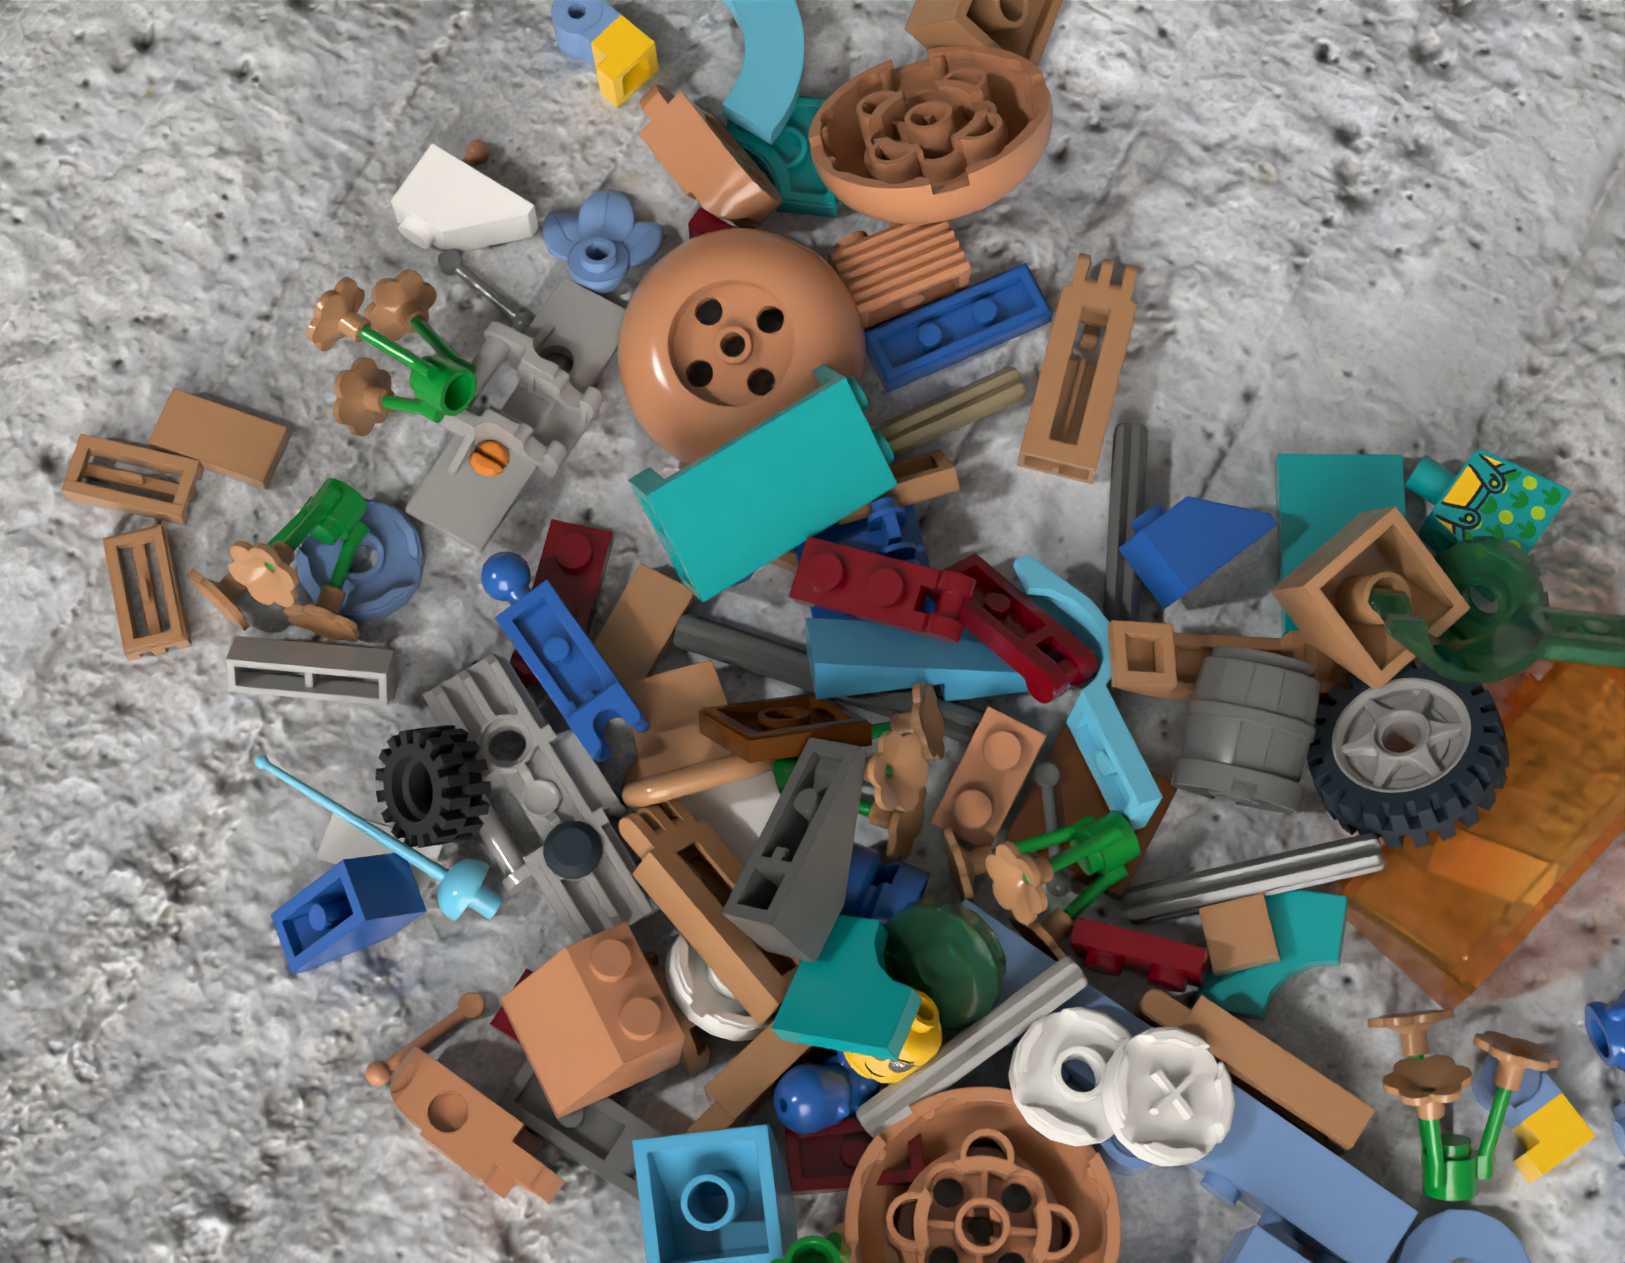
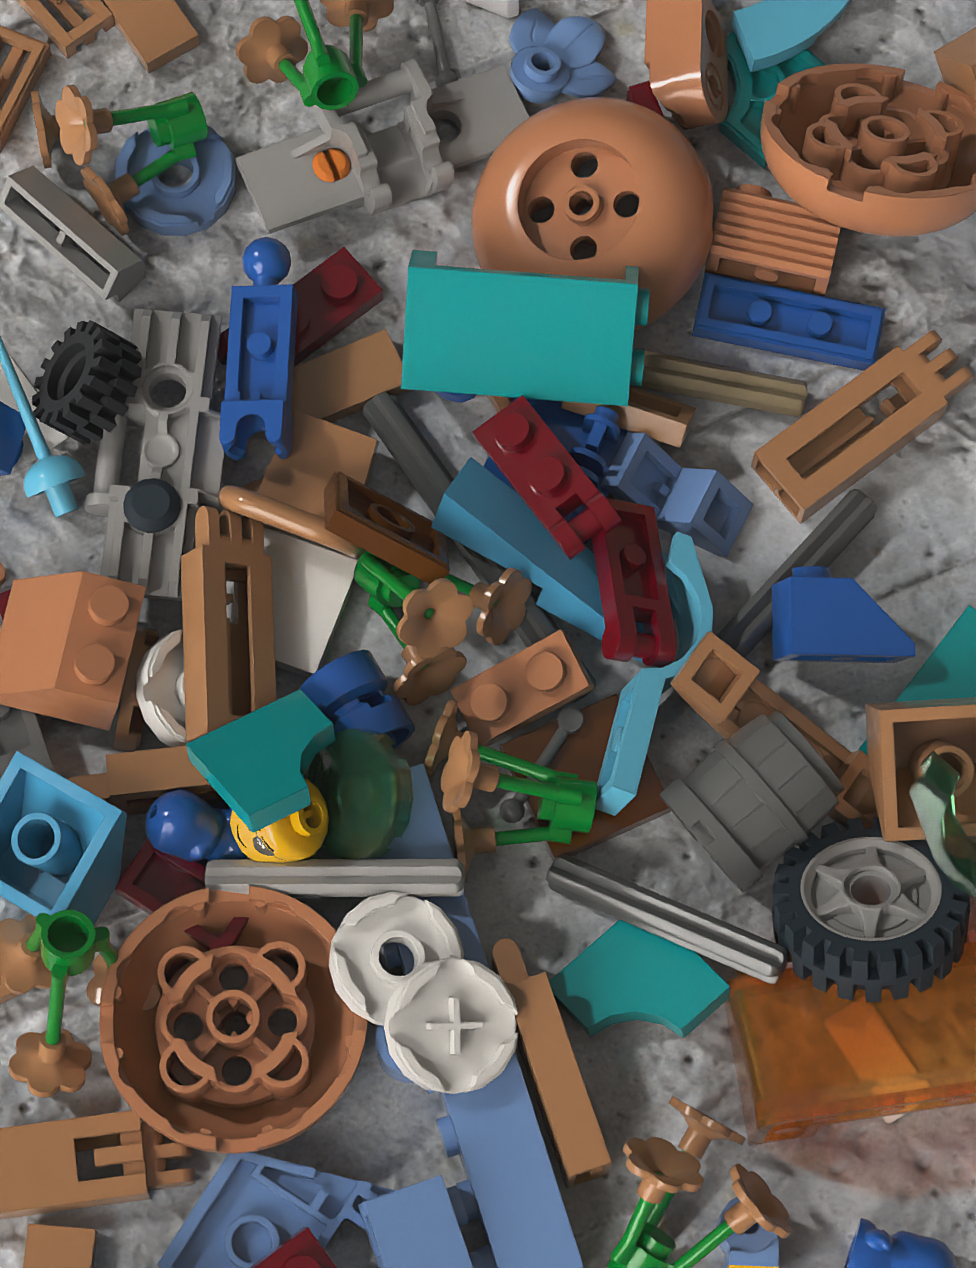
camera: 35 degrees right, 0 degrees up
(803, 856) = (307, 632): dark grey slope -> none
(996, 528) = (684, 499): none -> medium blue slope
(1165, 961) = (543, 929): dark red plate -> none
(1239, 934) = (620, 953): medium nougat tile -> none

